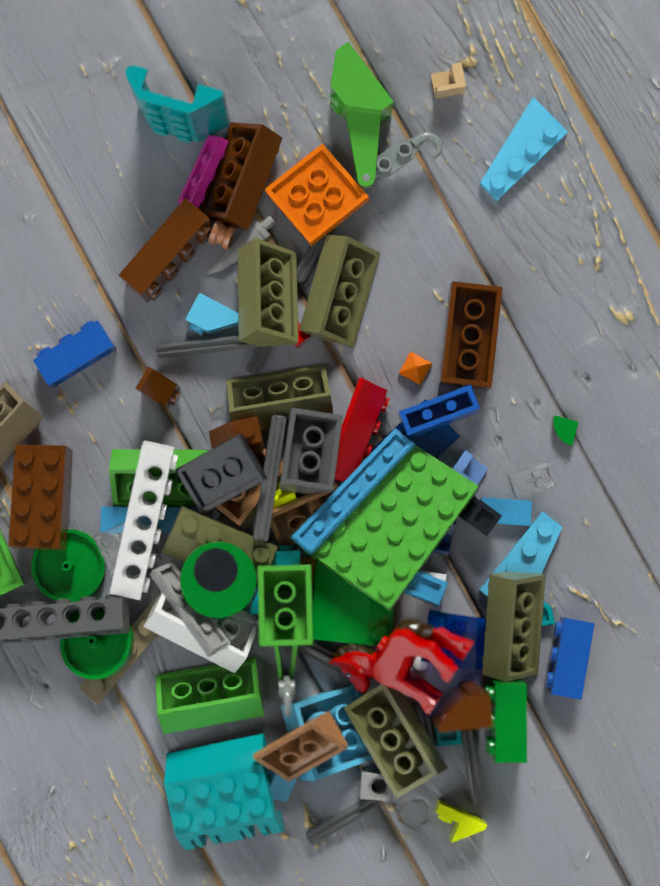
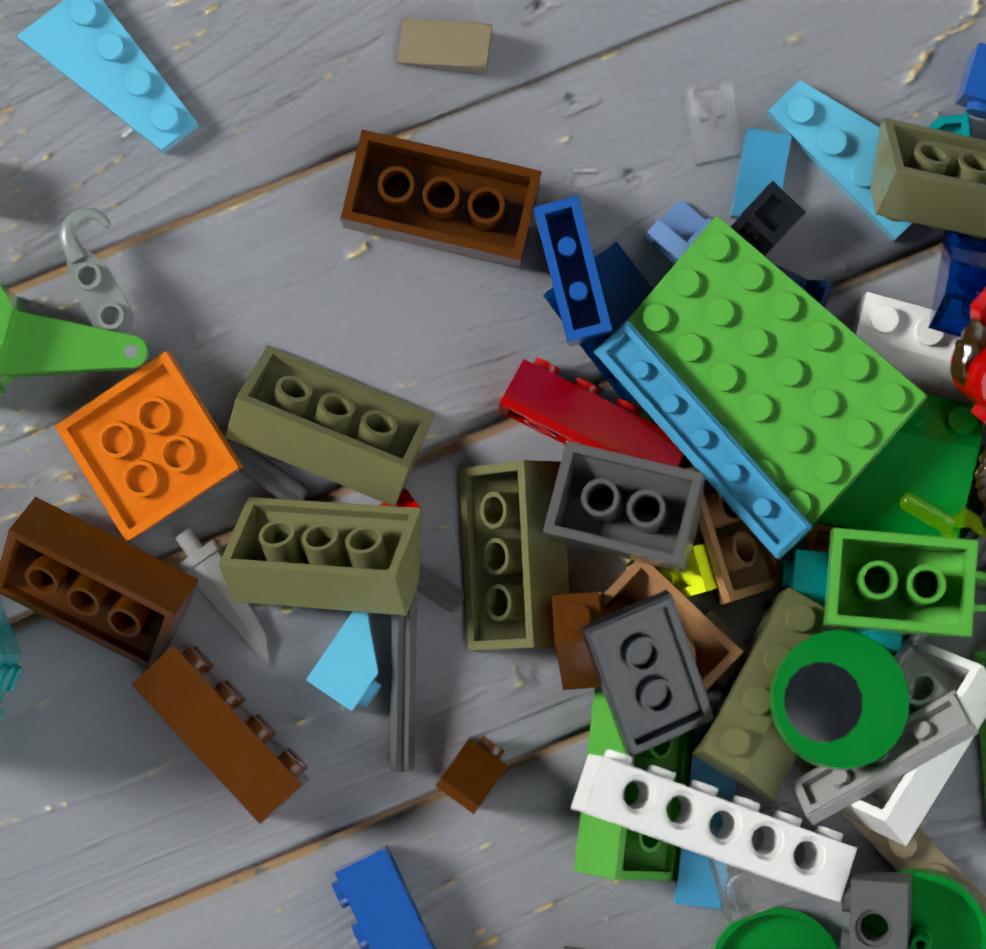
camera: 80 degrees left, 0 degrees up
(204, 170) = (78, 649): dark pink plate -> none
(222, 235) = (201, 627): nougat wheel -> none
(268, 486) = (649, 582): dark grey axle -> none
(323, 629) = (940, 519): none -> clear neon green bar
(415, 368) = (485, 306): orange slope -> none
(427, 588) = (892, 326): dark azure tile -> none
(557, 330) = (445, 45): none -> dark tan slope
(565, 429) = (625, 54): green tile -> none

